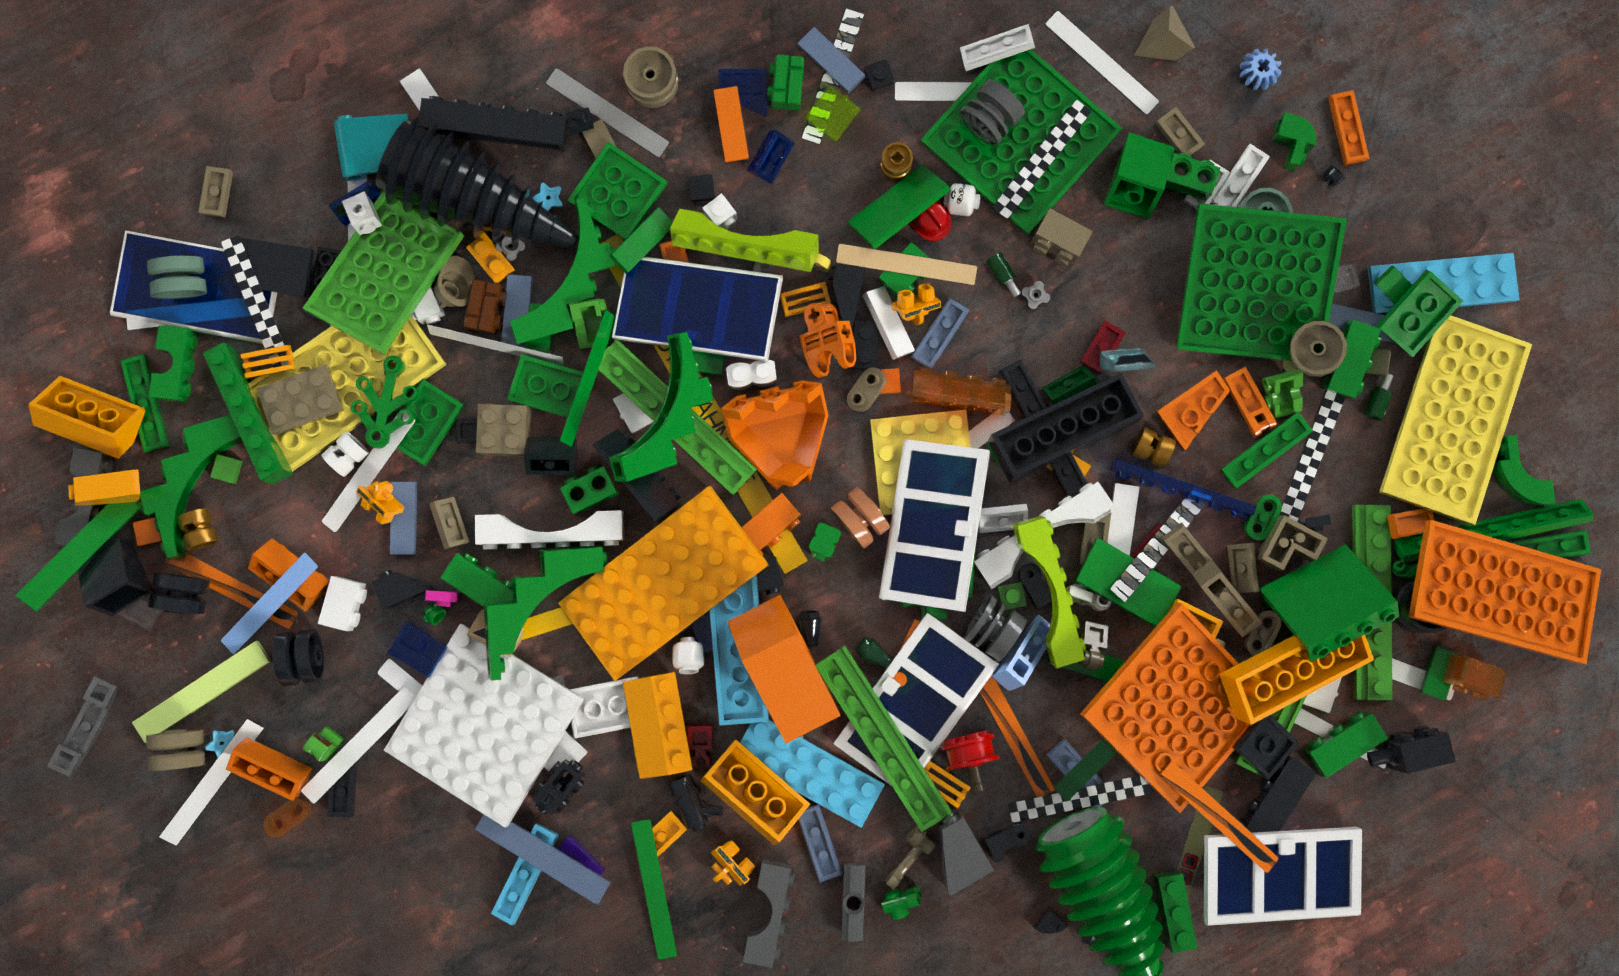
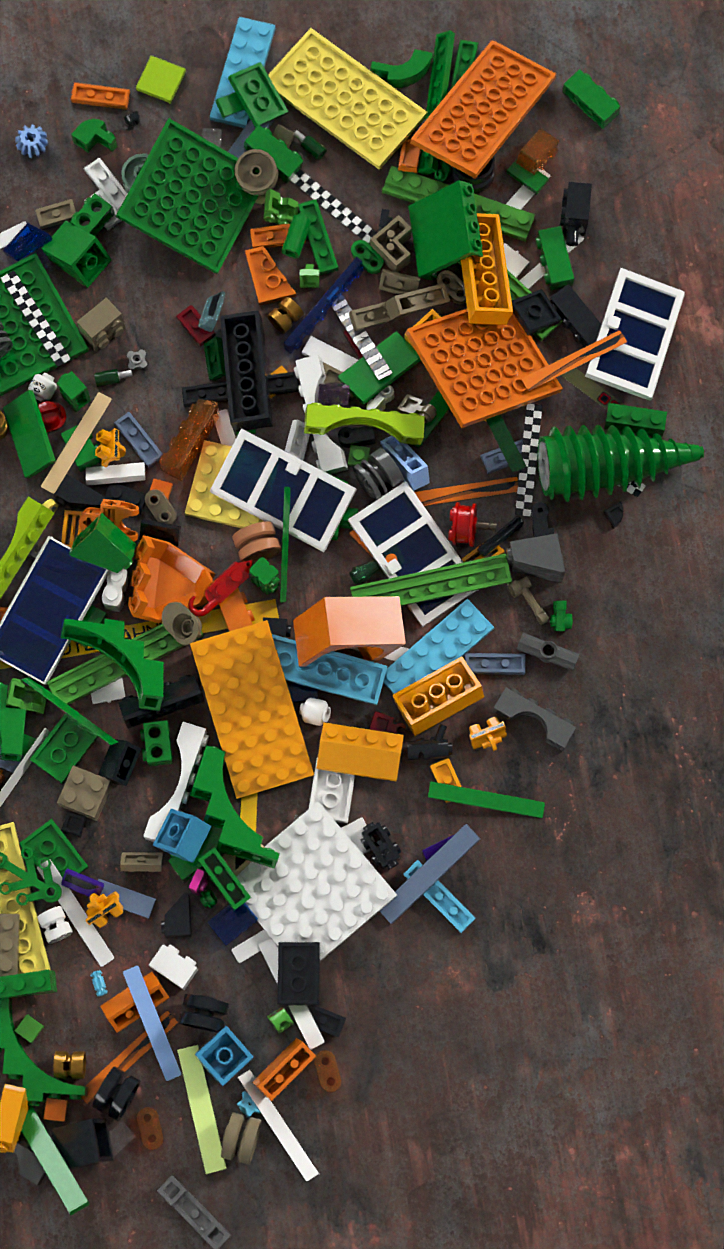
camera: 70 degrees left, 10 degrees down
(161, 643) = (150, 1128): none -> clear orange plate
(258, 699) = (223, 1056): none -> dark azure slope
(300, 526) = (99, 983): none -> medium azure piece
(380, 747) = (298, 973): none -> black tile
(400, 467) = (81, 883): none -> dark purple slope
(452, 626) = (224, 878): none -> green brick
(485, 559) = (182, 835): none -> dark azure slope
(731, 467) = (181, 623): none -> dark tan piece
(791, 343) = (104, 545): none -> green slope
(792, 498) = (222, 587): none -> red plate
(836, 400) = (160, 531): none -> black plate
(872, 550) = (285, 539): none -> green sticker
(967, 236) = (73, 391): none -> green brick
(972, 798) = (500, 536): none -> black axle
(1073, 541) = (333, 394): none -> clear purple brick
(1131, 112) = (26, 241): none -> clear blue wing
(1211, 458) = (309, 277): none -> bright green tile
(1256, 425) = (296, 235): none -> green brick
(1396, 190) = (160, 79): none -> lime tile
(1570, 717) = (591, 98): none -> green brick

